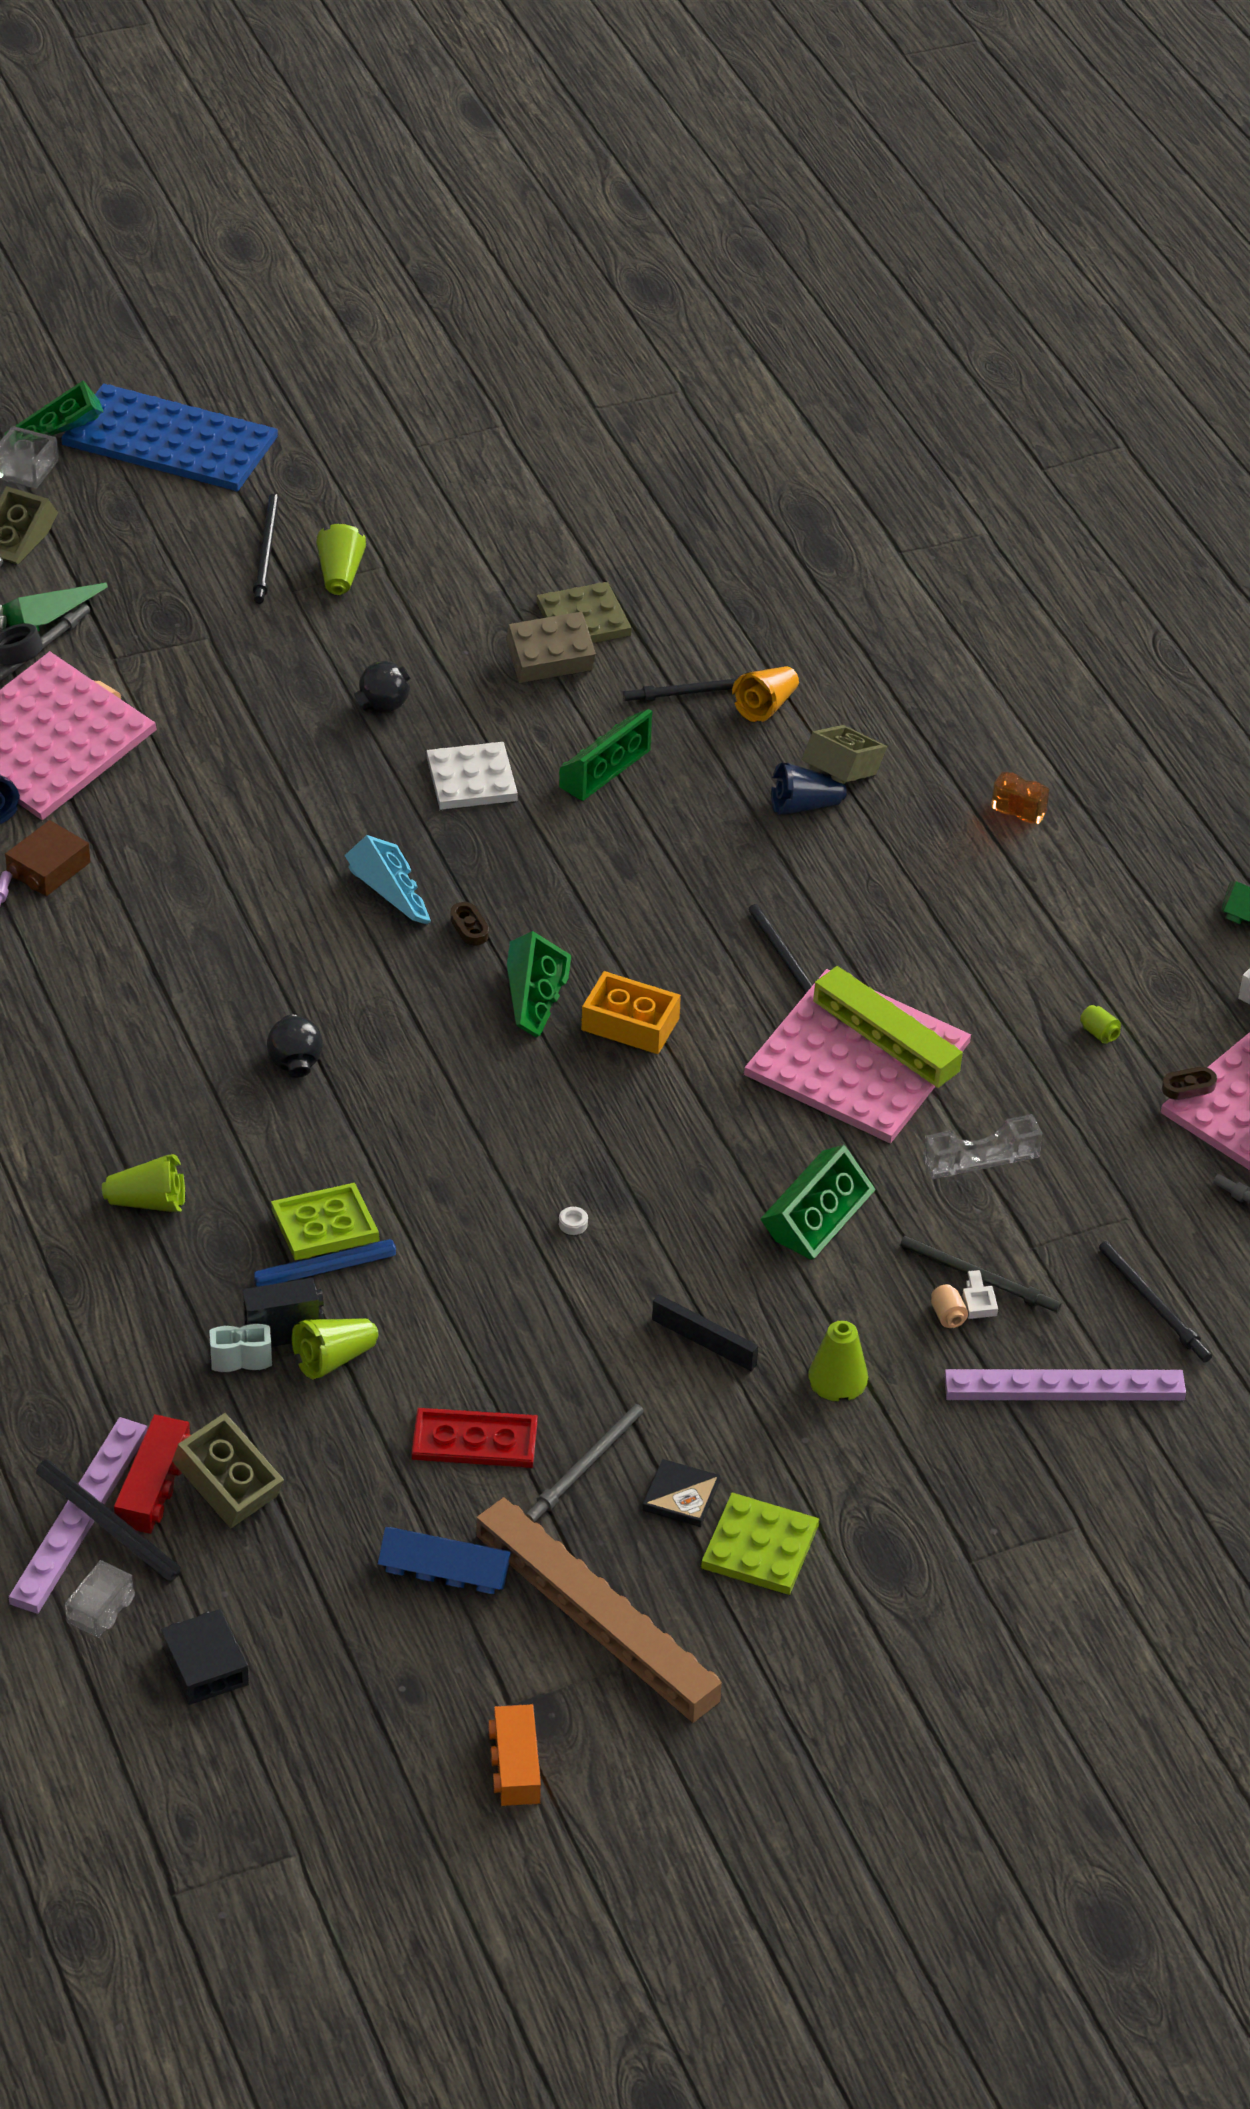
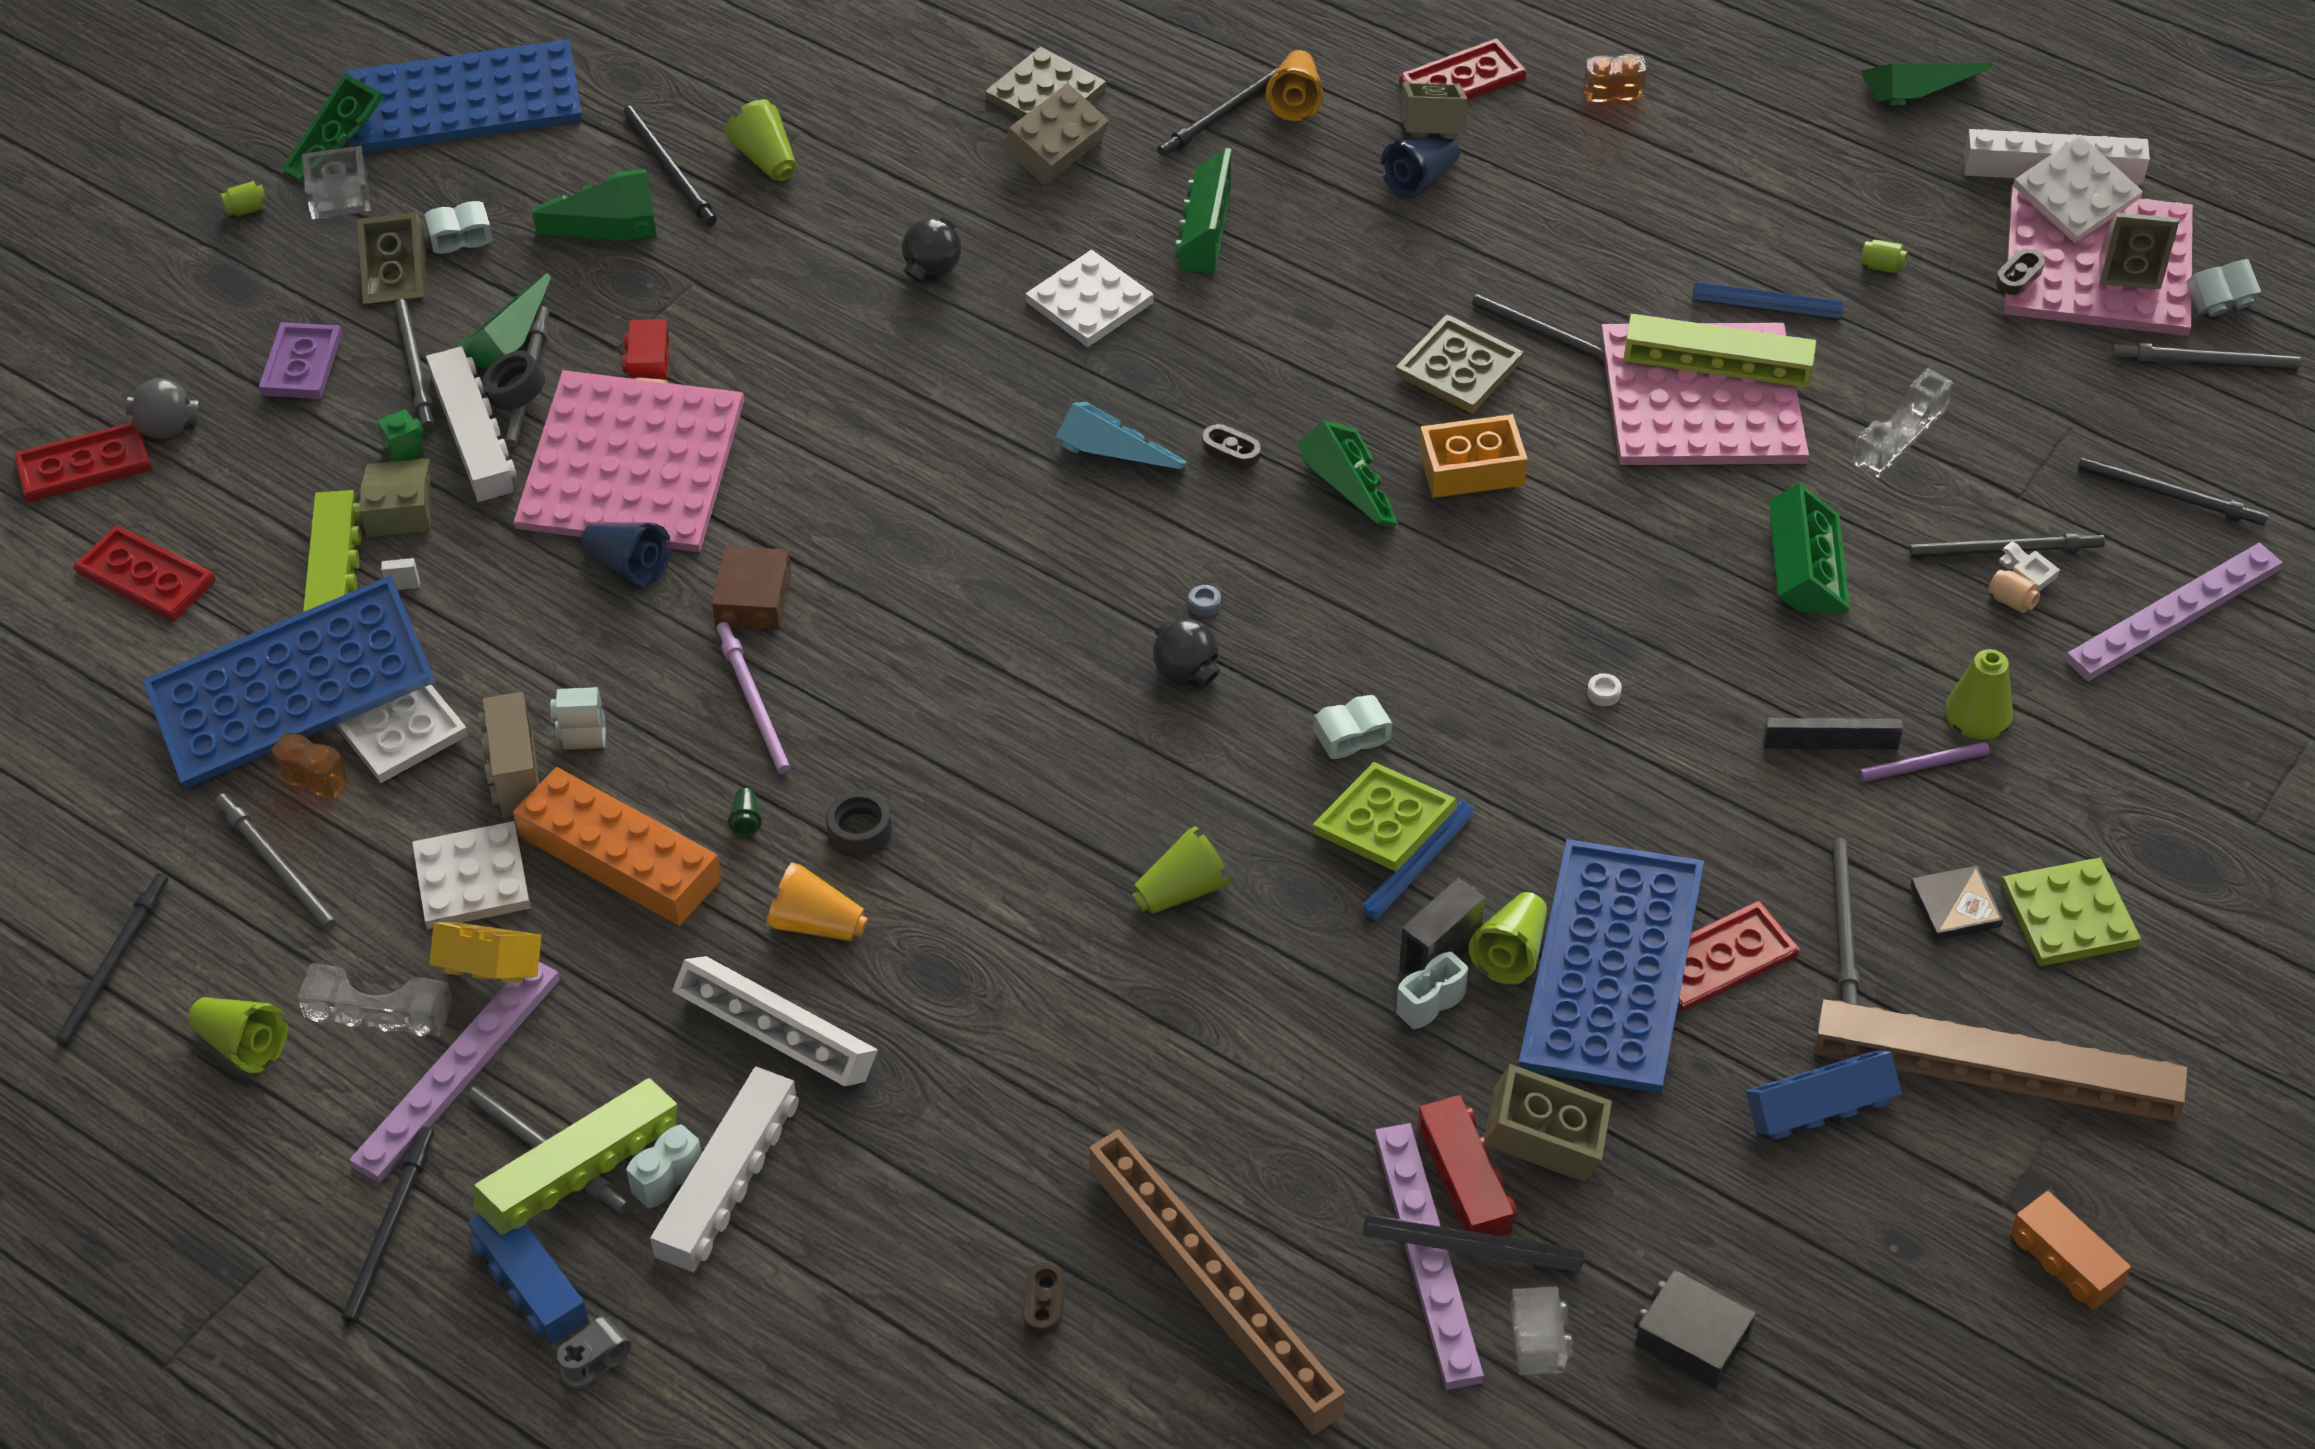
camera: 30 degrees left, 5 degrees up
(80, 525) = (458, 227): none -> light aqua brick
(128, 667) = (647, 349): none -> red brick
(191, 559) = (607, 211): none -> green wedge
(349, 1019) = (1204, 600): none -> sand blue tile
(363, 1152) = (1352, 727): none -> light aqua brick
(387, 1400) = (1612, 966): none -> blue plate
(693, 946) = (1459, 363): none -> plate
(758, 1388) = (1923, 762): none -> medium lavender bar
(916, 744) = (1475, 69): none -> red tile
(978, 1013) = (1767, 300): none -> blue axle

